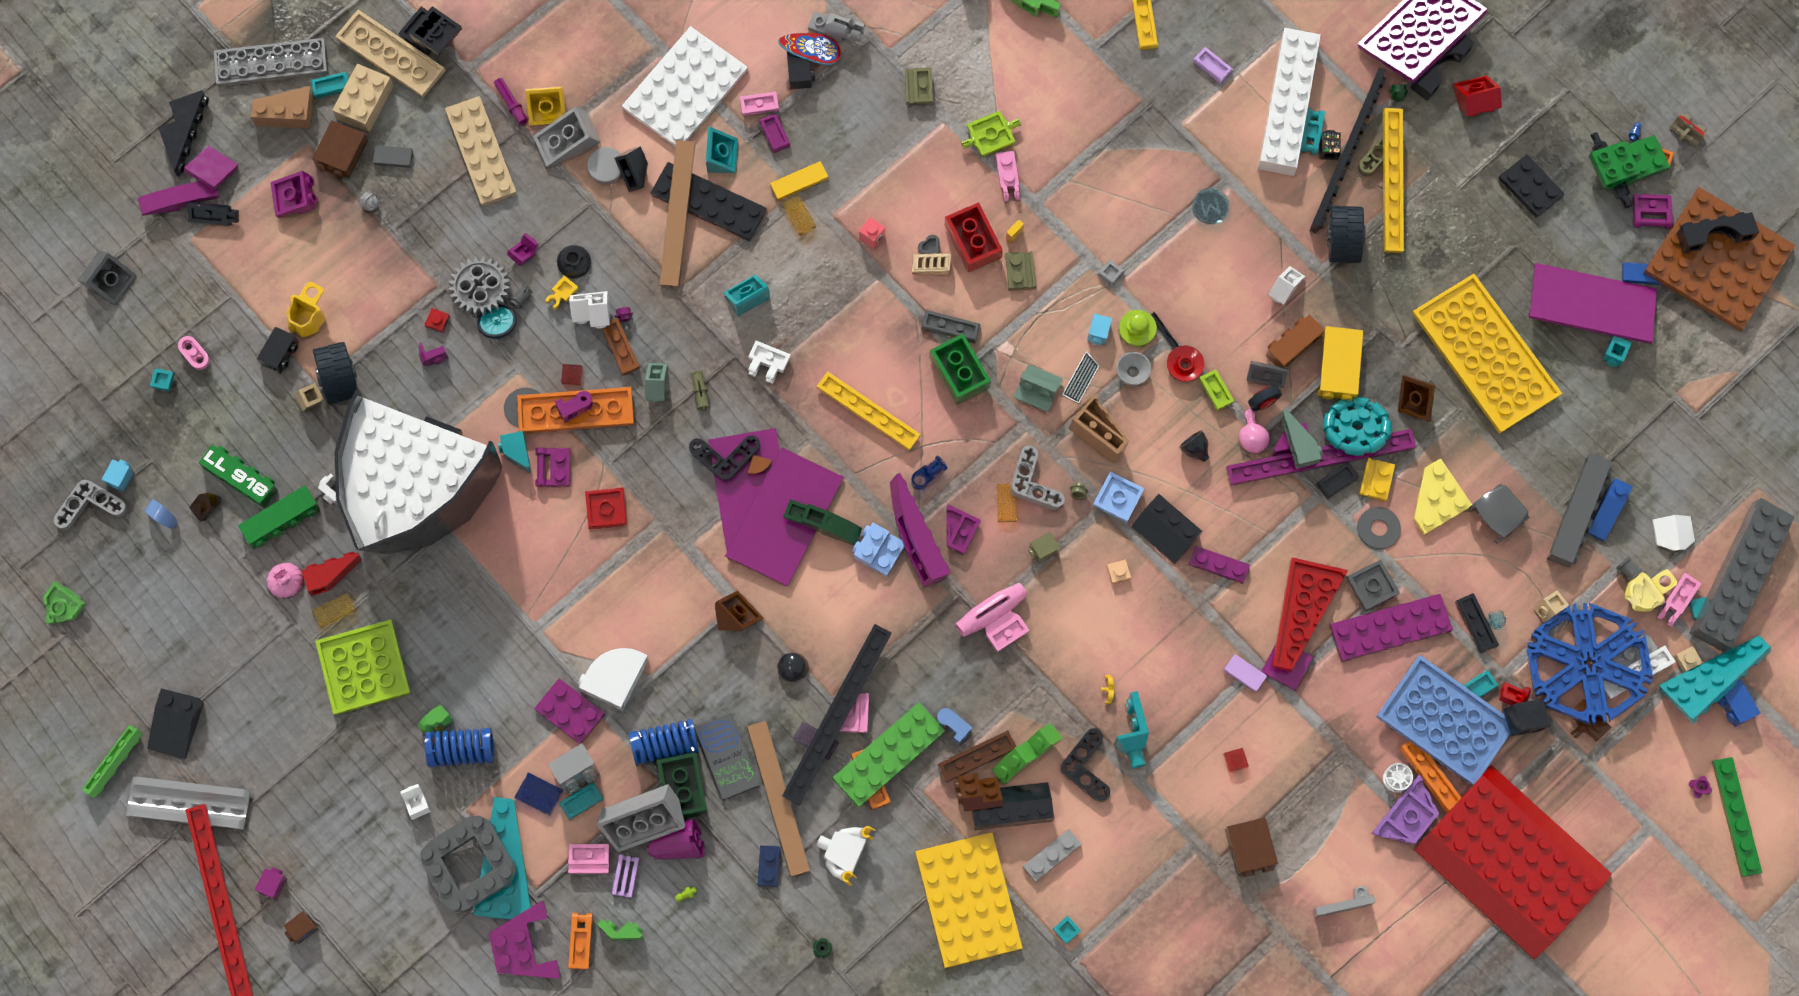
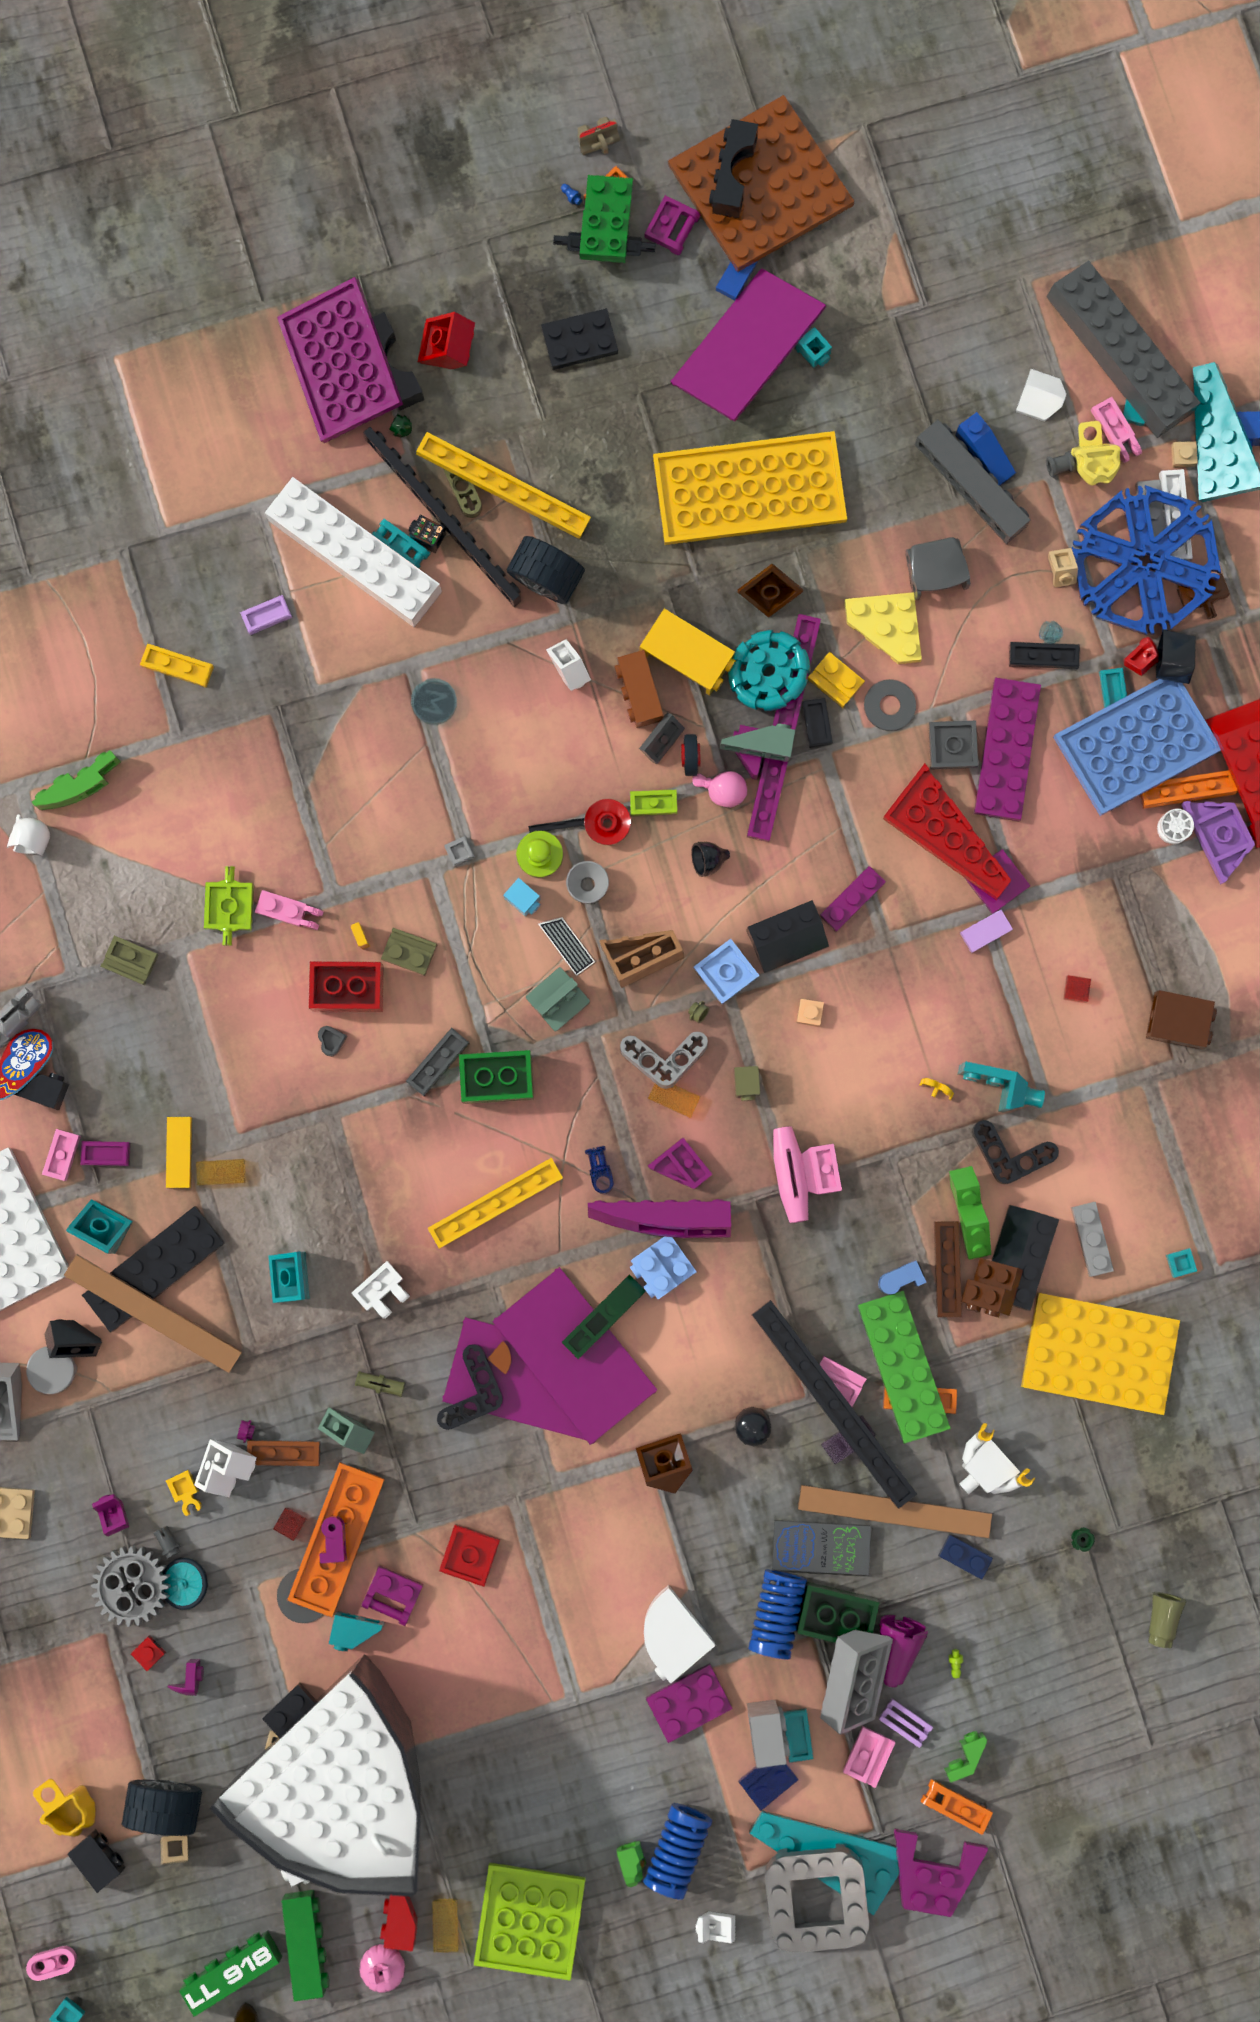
camera: 60 degrees left, 10 degrees up
(575, 269) = (164, 1459): black piece -> none
(872, 233) = (285, 1099): coral brick -> none
(932, 270) = (346, 1044): tan slope -> none

